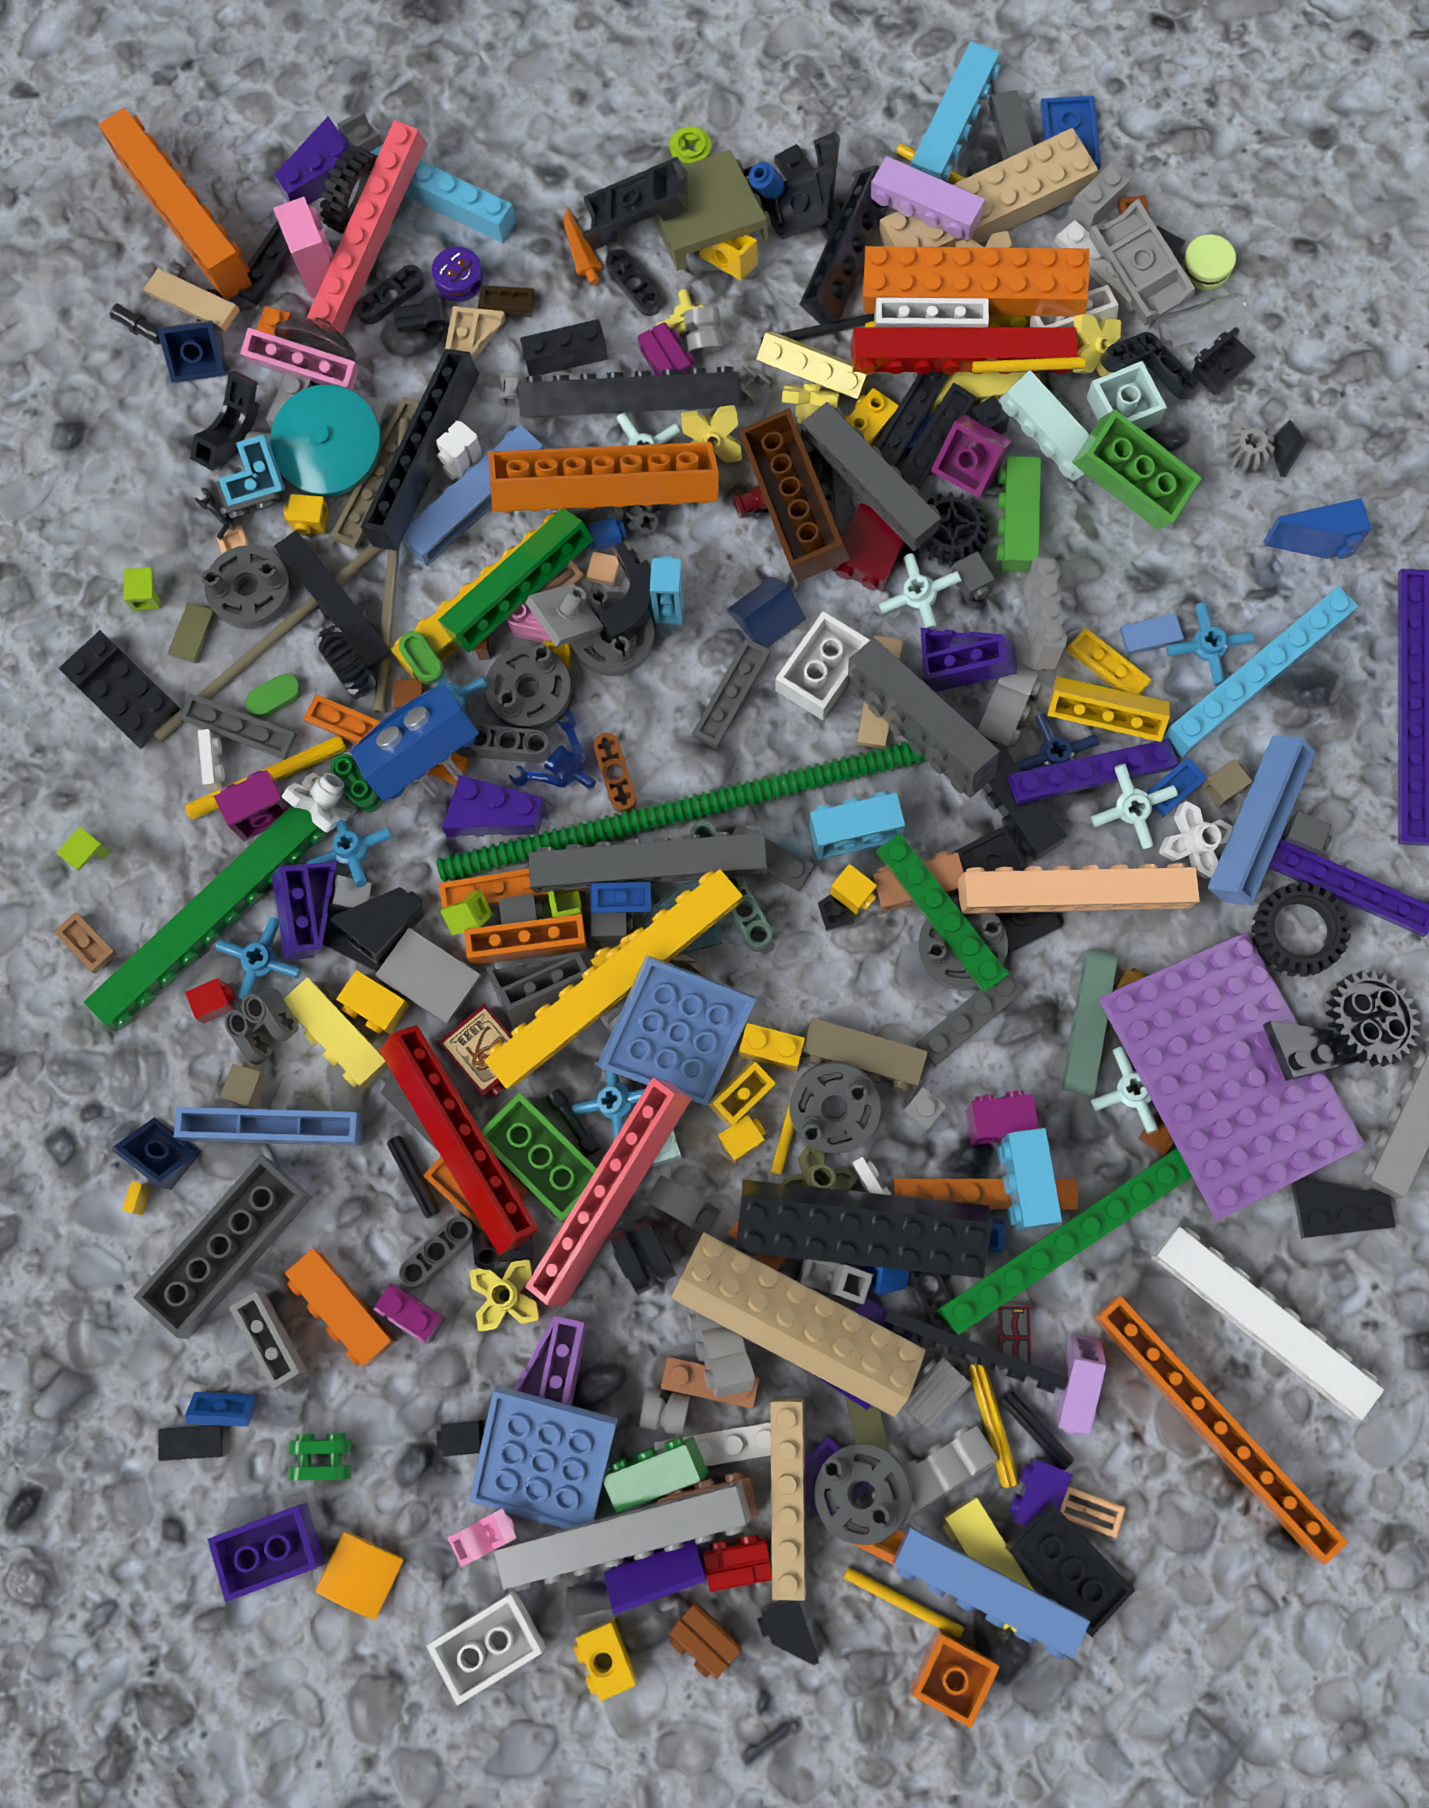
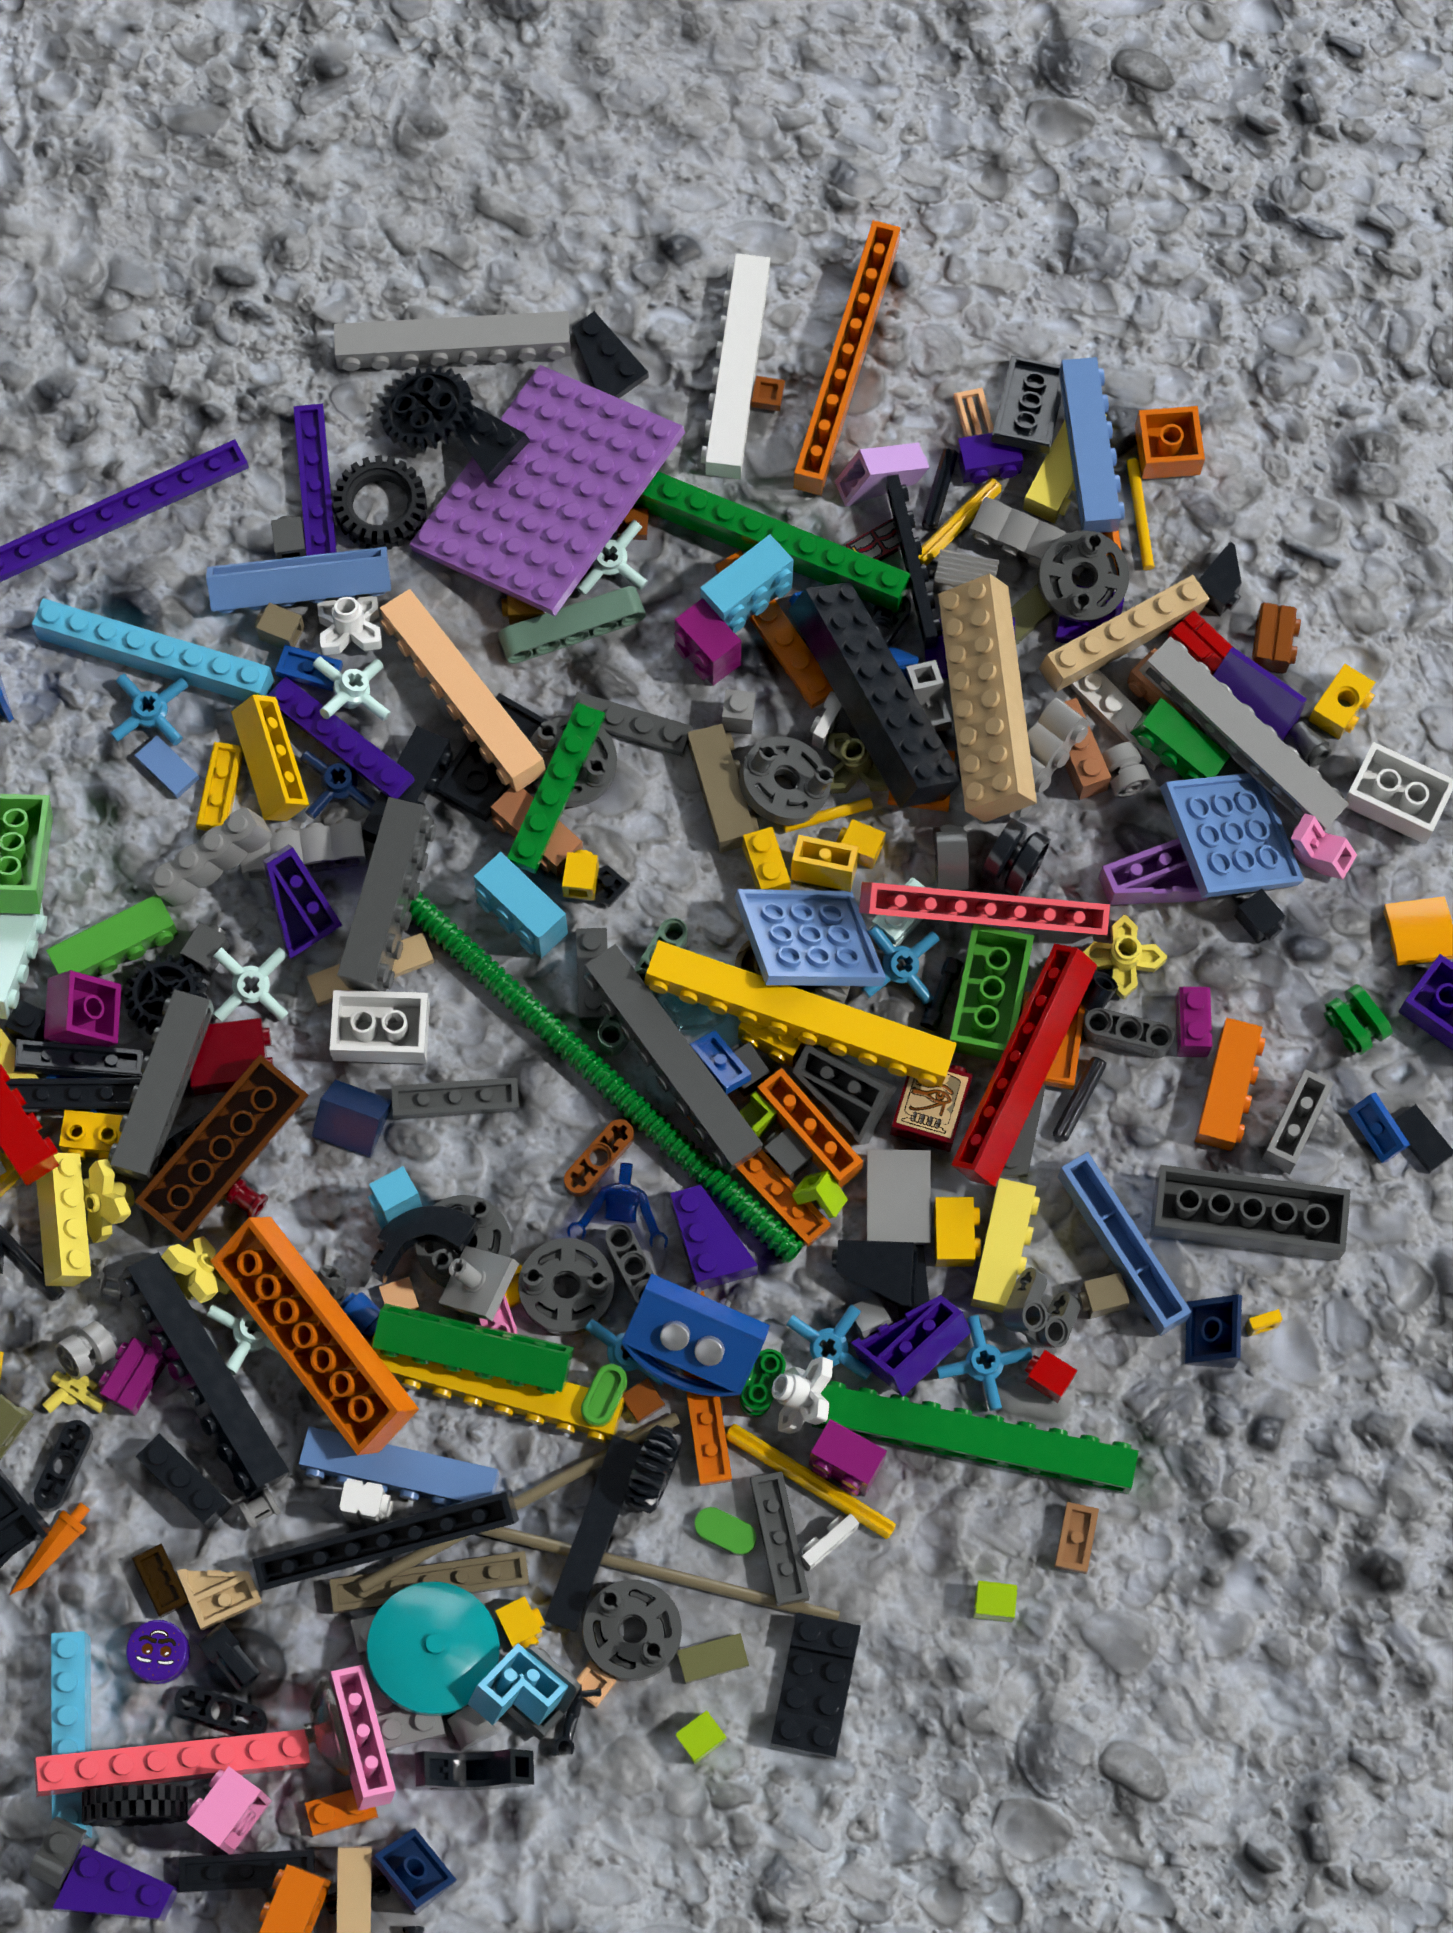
camera: 130 degrees left, 5 degrees down
(1221, 1332) = (768, 393): none -> dark orange plate

